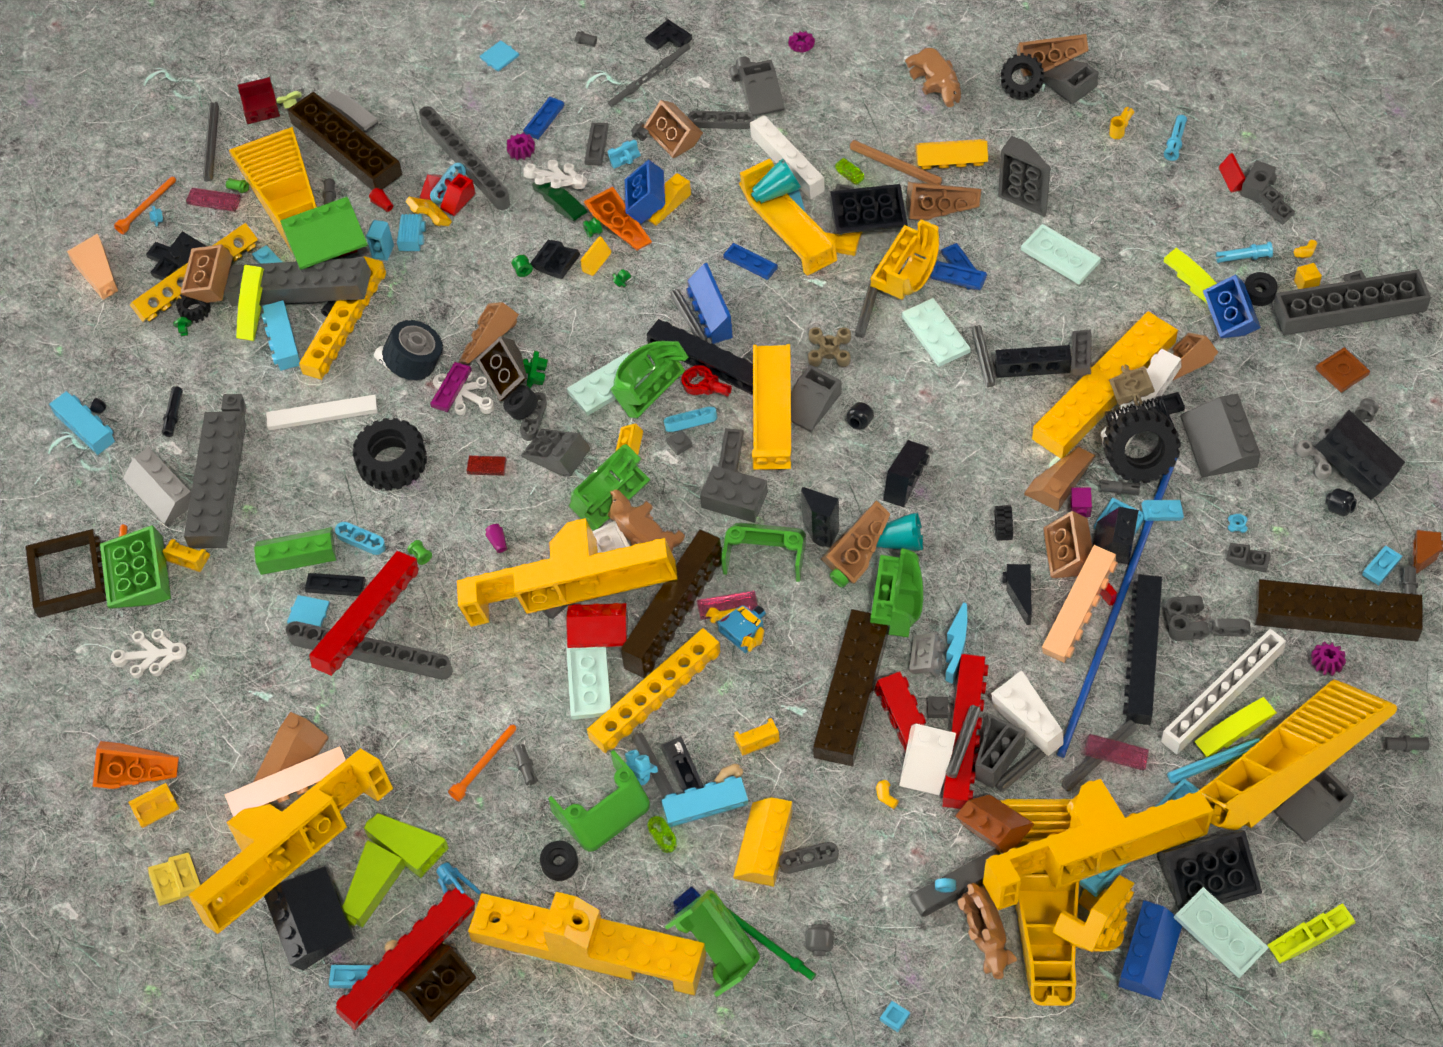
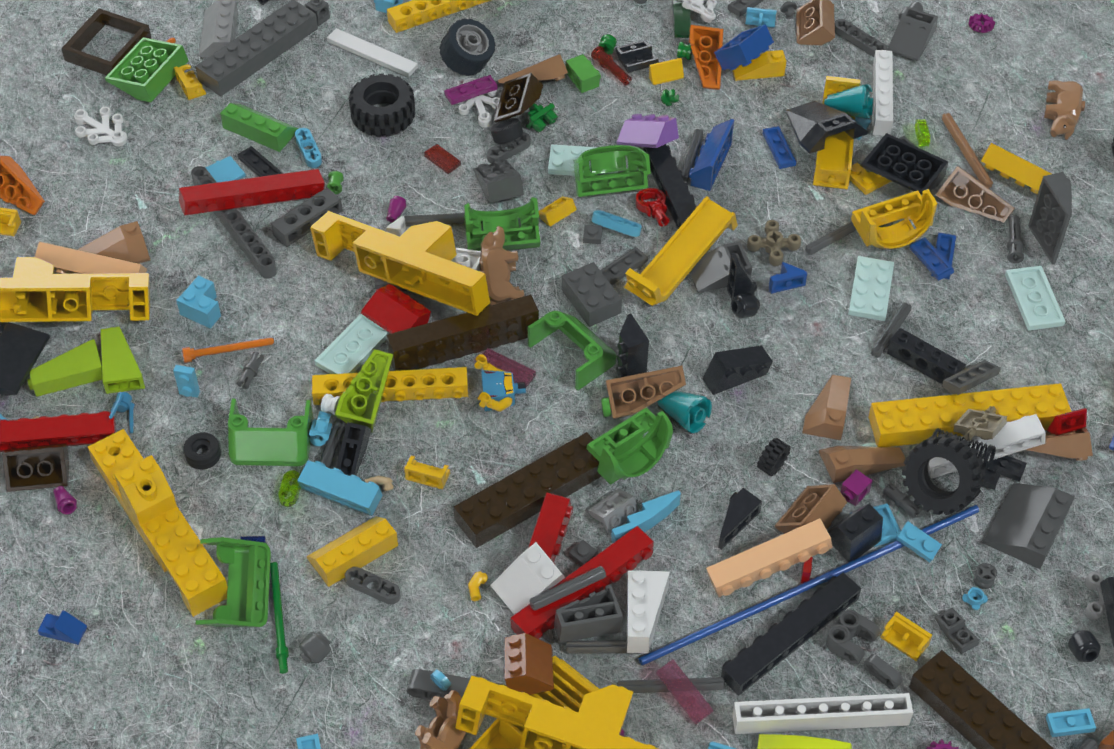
camera: 35 degrees right, 5 degrees down
(421, 744) = (198, 302): none -> medium azure brick
(428, 626) = (299, 220): none -> dark grey brick
(488, 814) = (186, 381): none -> medium azure plate
(491, 990) = (64, 500): none -> magenta cone
(518, 554) = (397, 227): none -> white slope
(529, 305) = (583, 73): none -> bright green brick
(536, 281) = (606, 61): none -> clear red pin
(539, 521) = (453, 218): none -> dark grey axle
(629, 740) = (329, 403): none -> white wheel
(643, 321) = (648, 131): none -> medium lavender slope
(650, 710) = (364, 395): none -> lime wedge
(772, 219) = (816, 121): none -> black wedge
(839, 399) = (739, 278): none -> black slope
(869, 369) = (790, 278): none -> blue slope
(1002, 453) = (829, 410): none -> medium nougat wedge
(1006, 219) = (1014, 224): none -> dark grey pin
(1180, 338) = (1068, 422): none -> red slope
(1221, 588) = (906, 636): none -> yellow hinge
(1233, 498) = (985, 570): none -> dark grey wheel

